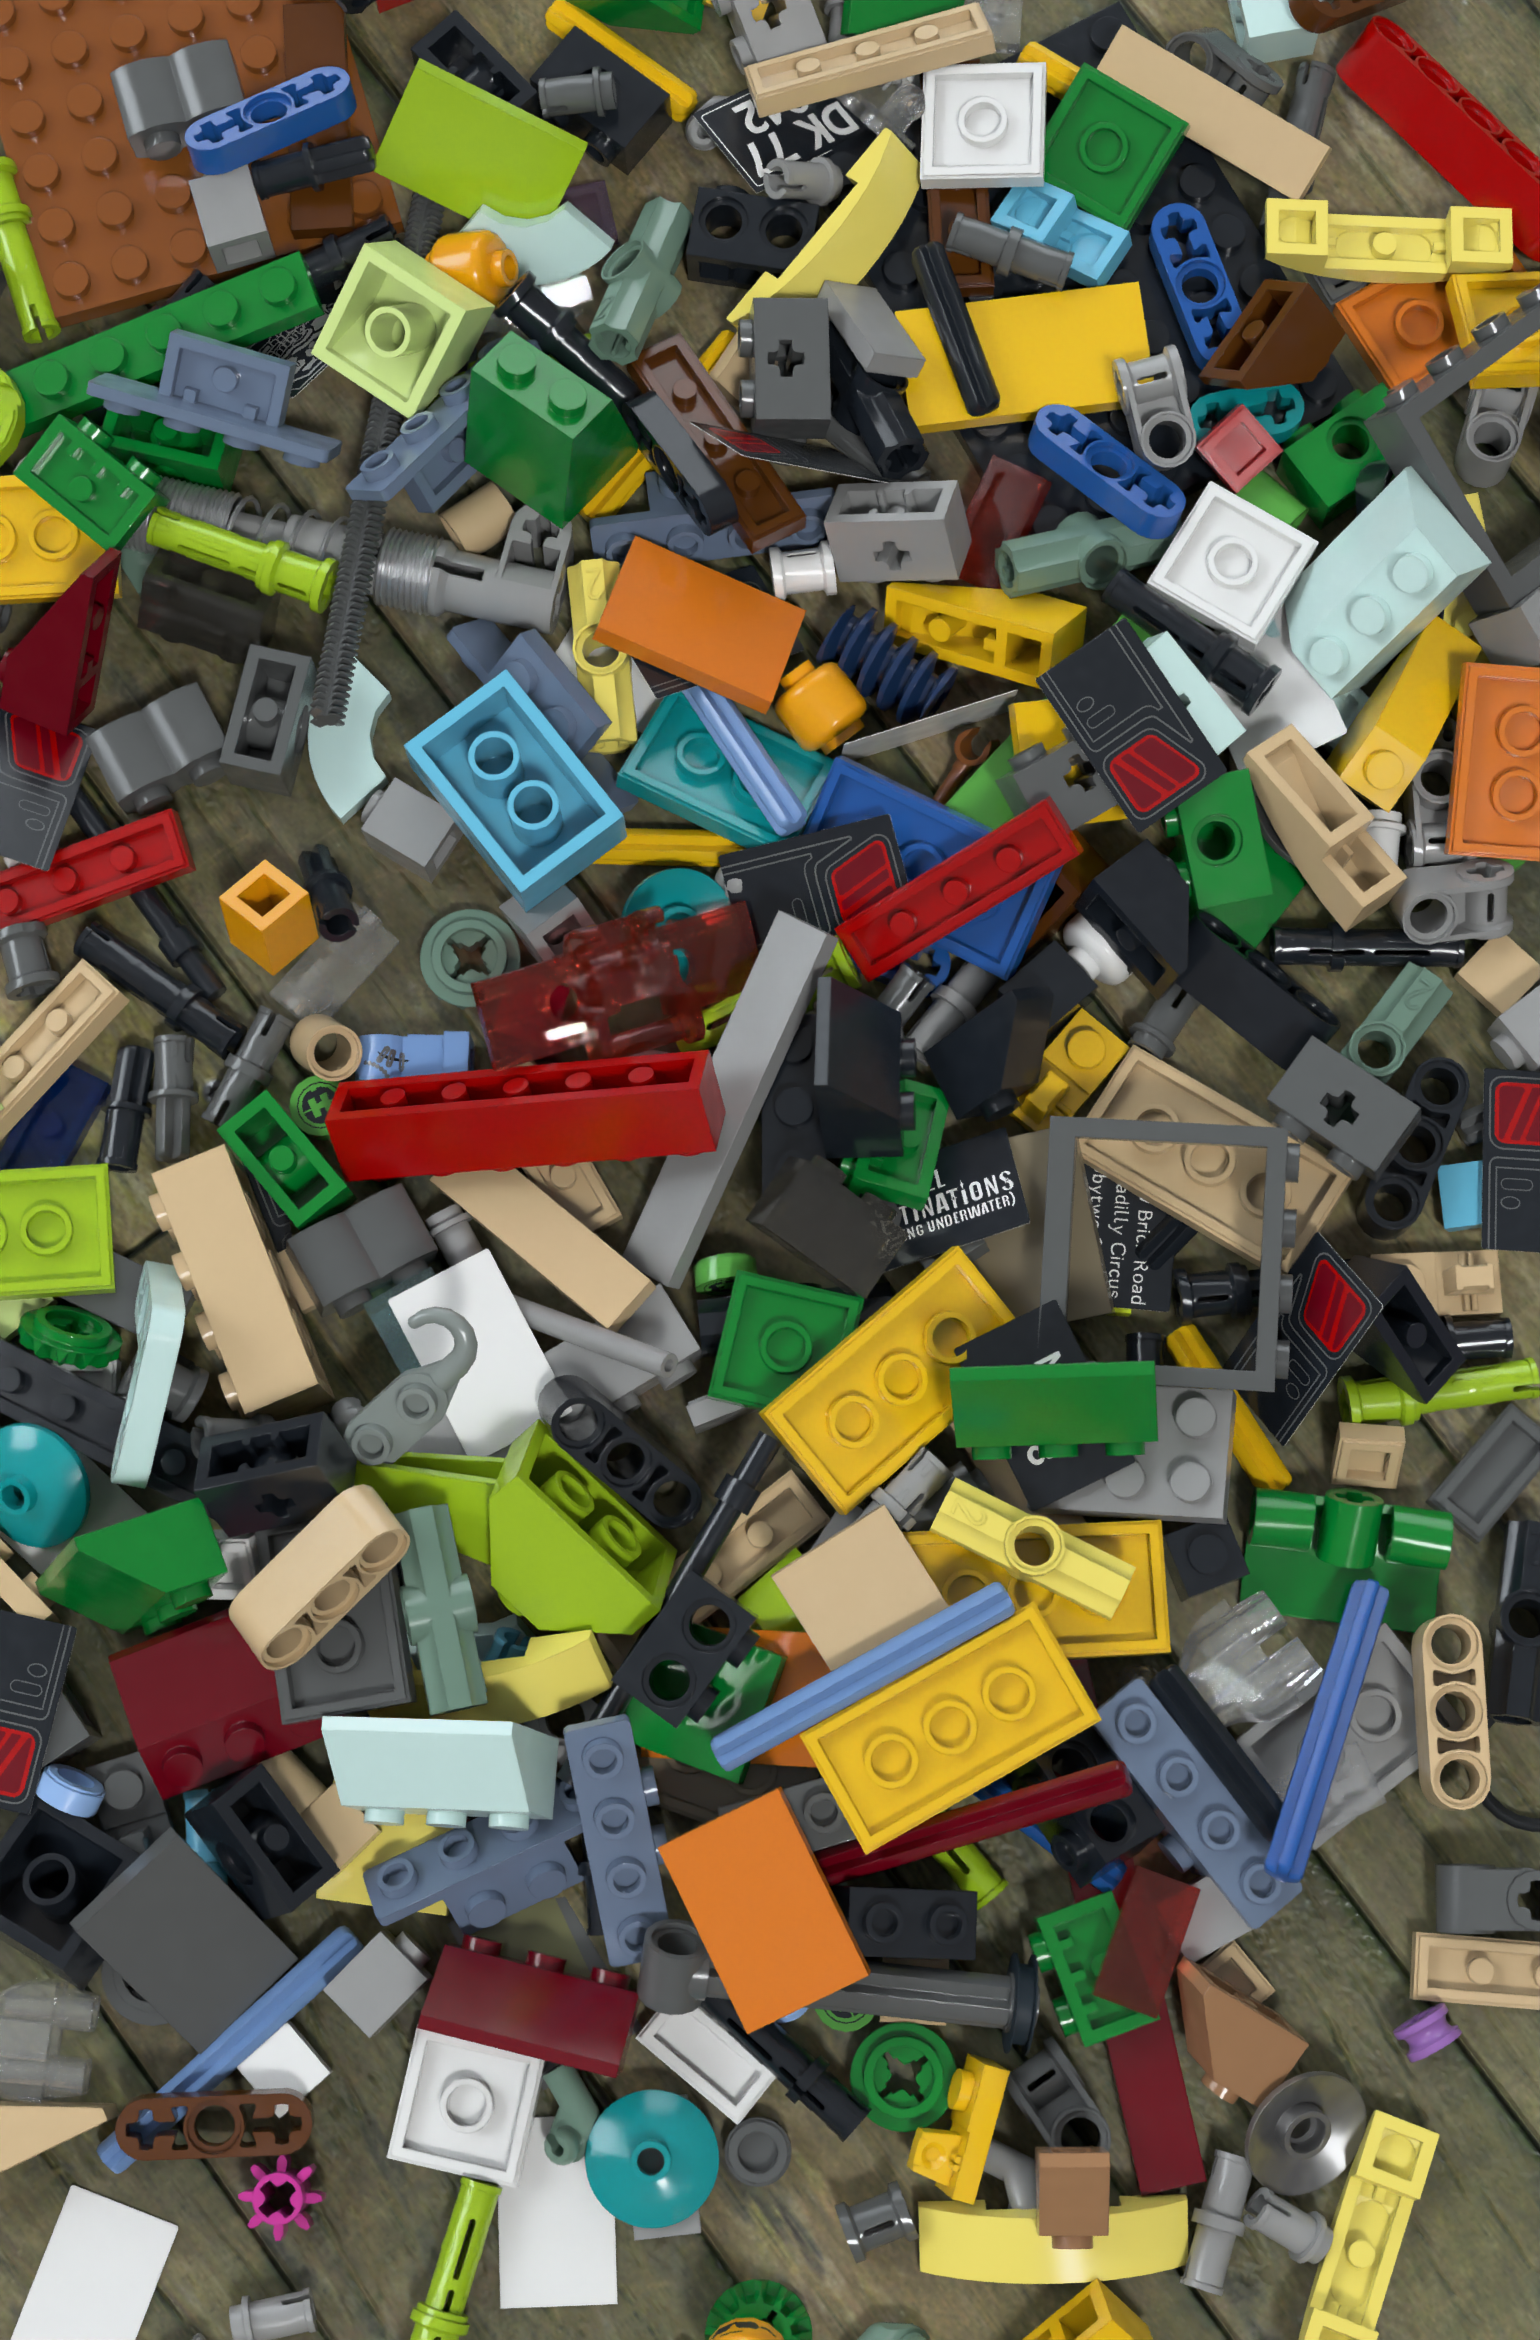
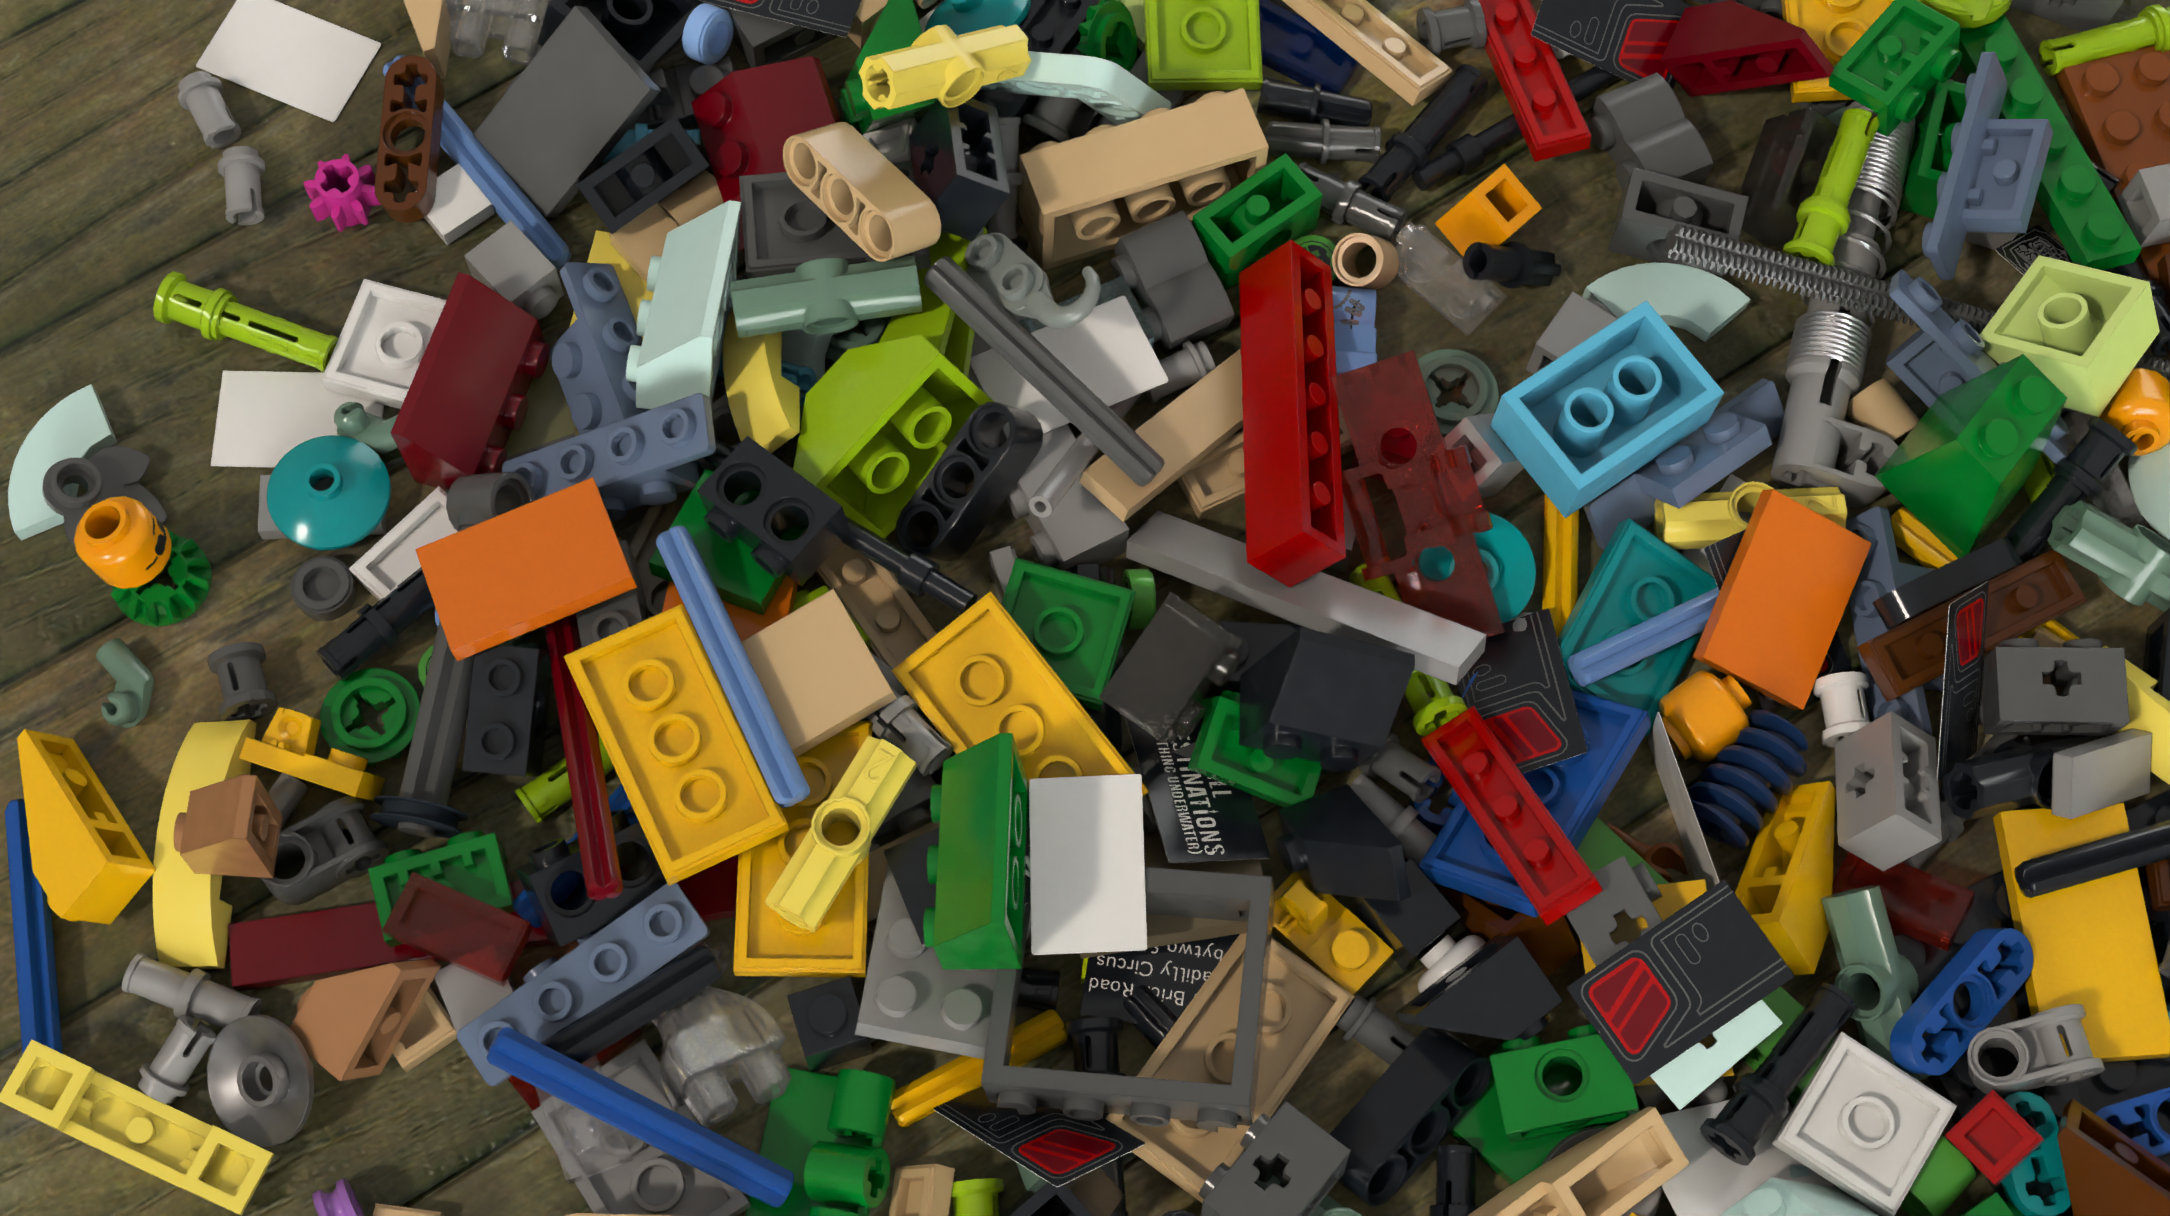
camera: 85 degrees right, 10 degrees down
(179, 1488) = (944, 66): none -> light yellow piece
(506, 1374) = (1044, 371): none -> dark grey axle
(1043, 1301) = (1087, 864): none -> white sticker

